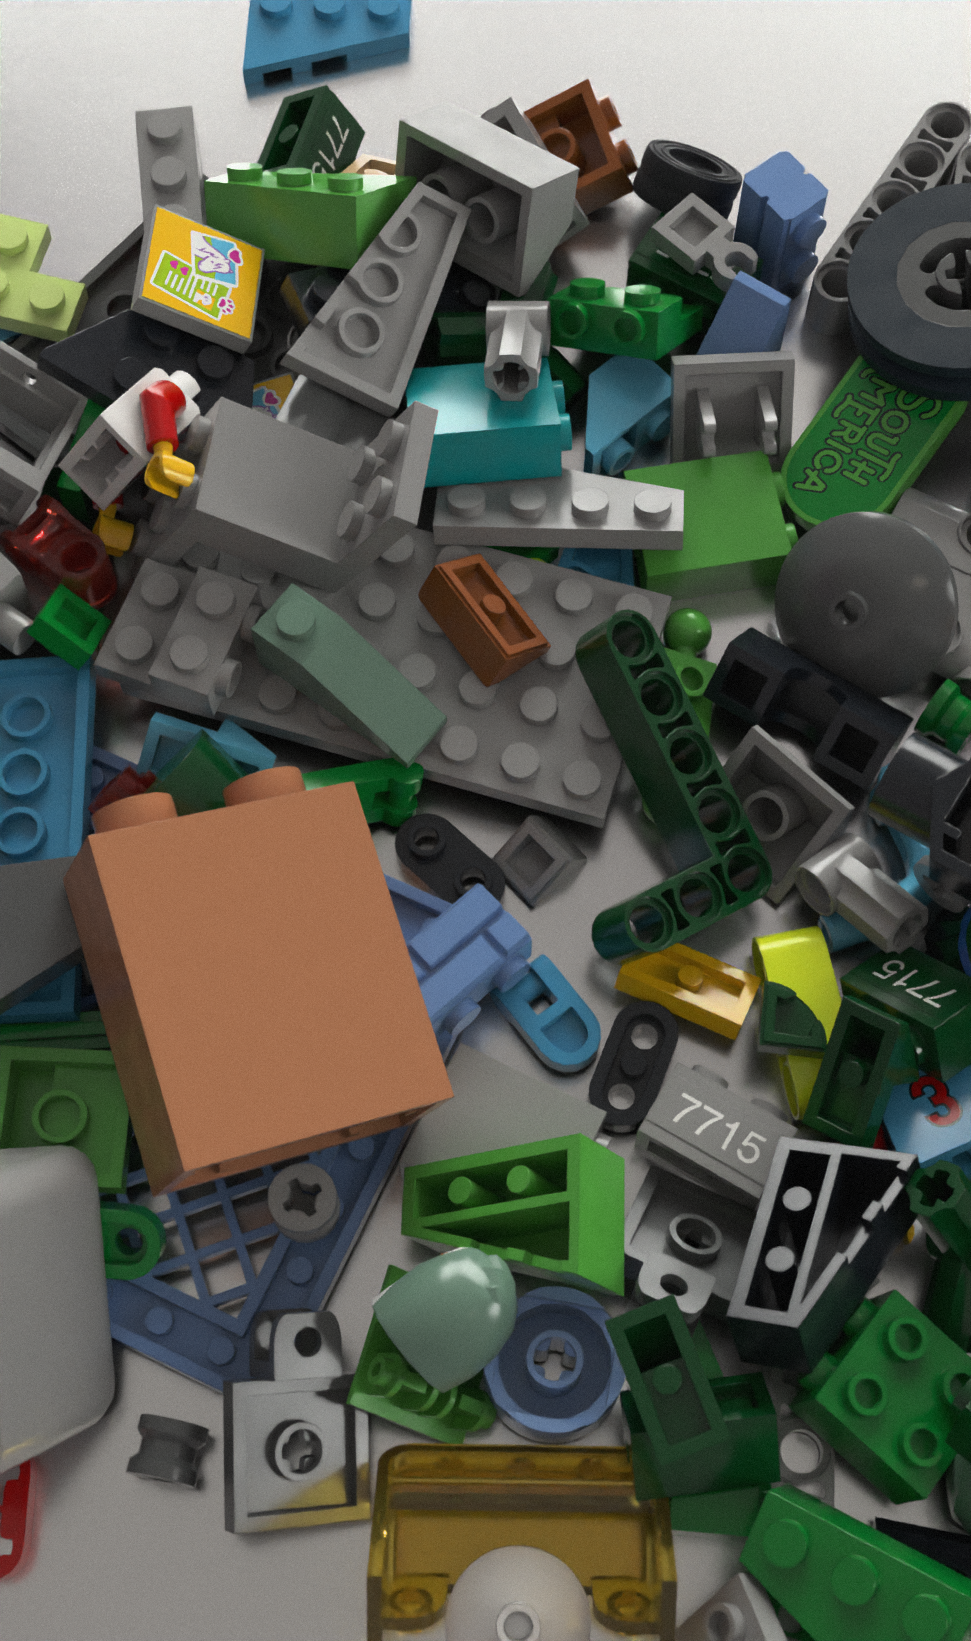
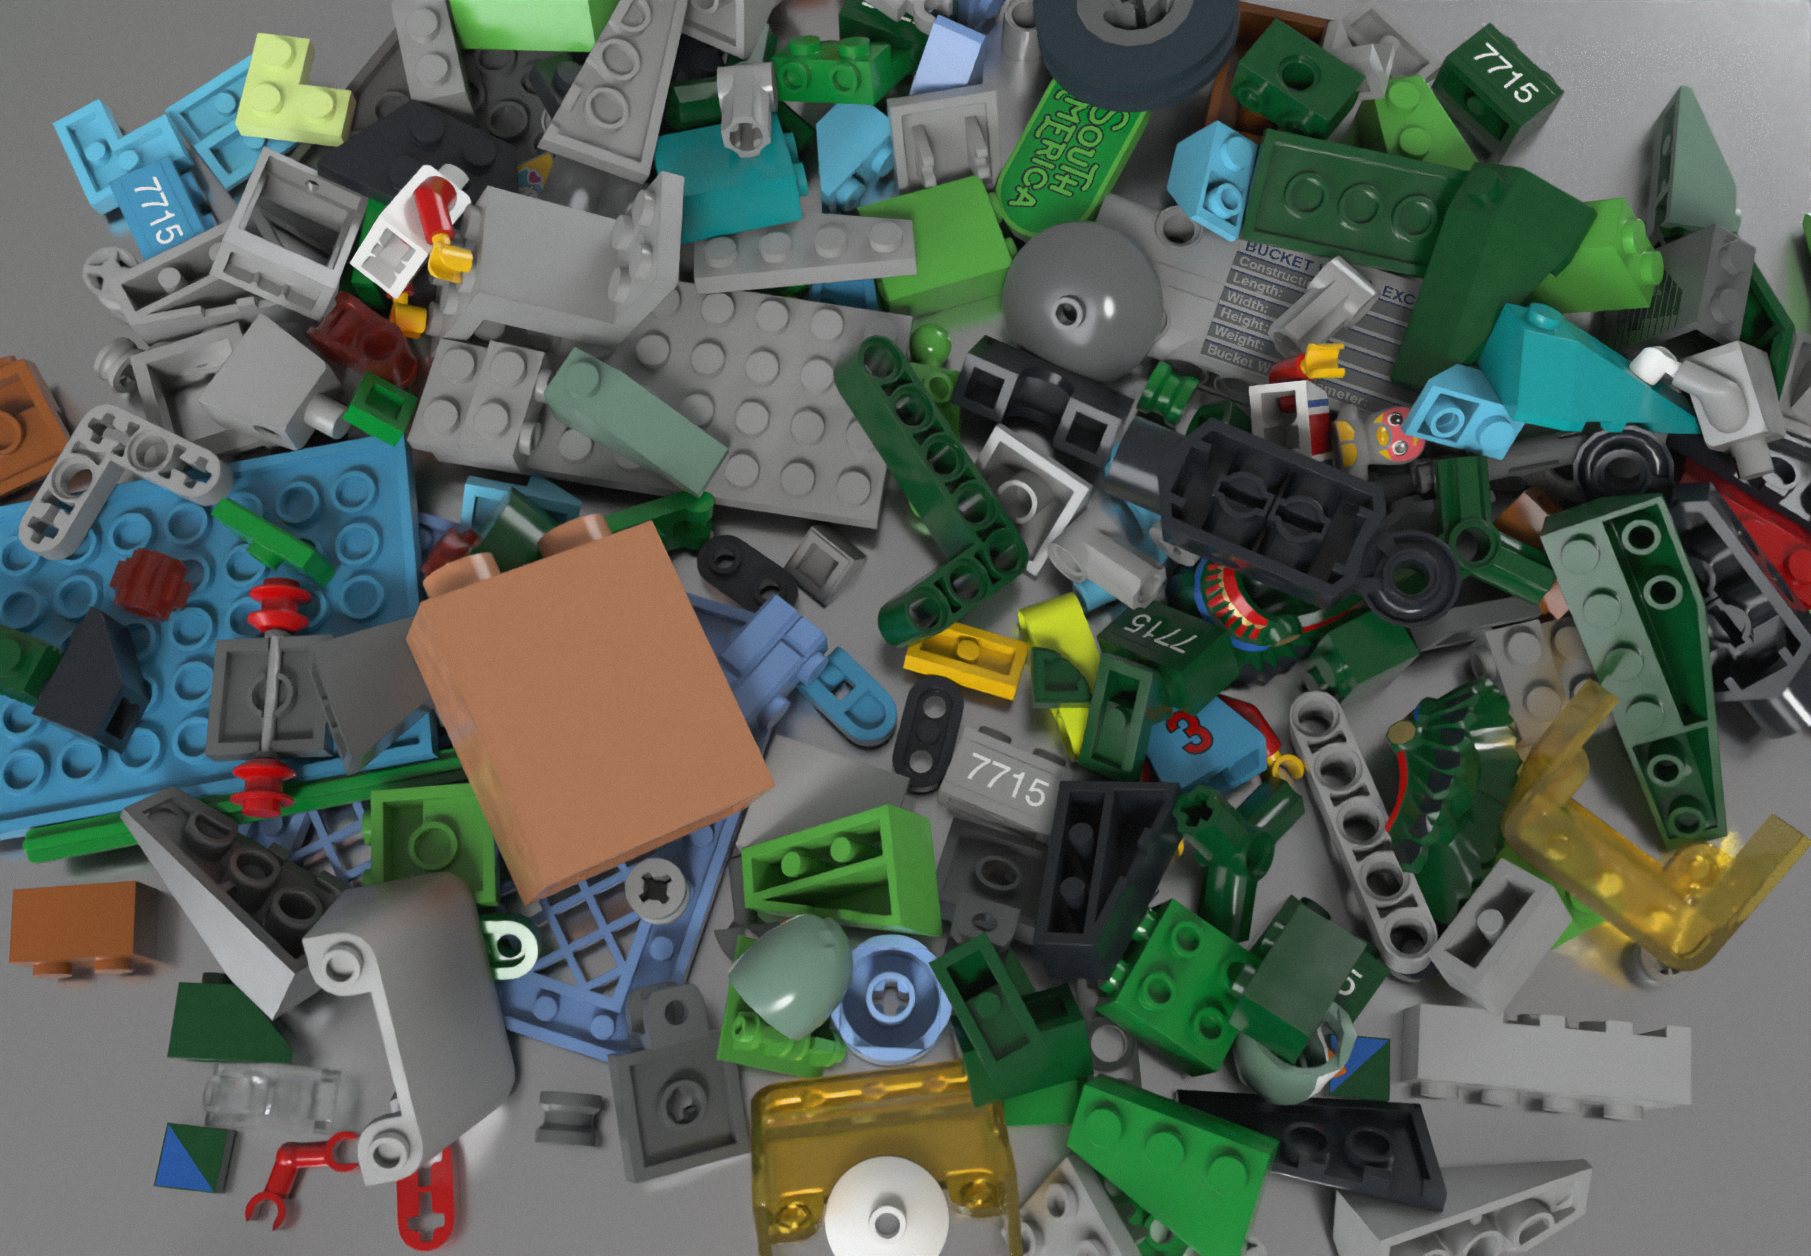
camera: 10 degrees left, 5 degrees up
(198, 279) = (452, 76): tile -> none
(397, 1246) = (743, 917): none -> dark grey bar
(481, 618) = (747, 356): dark orange slope -> none

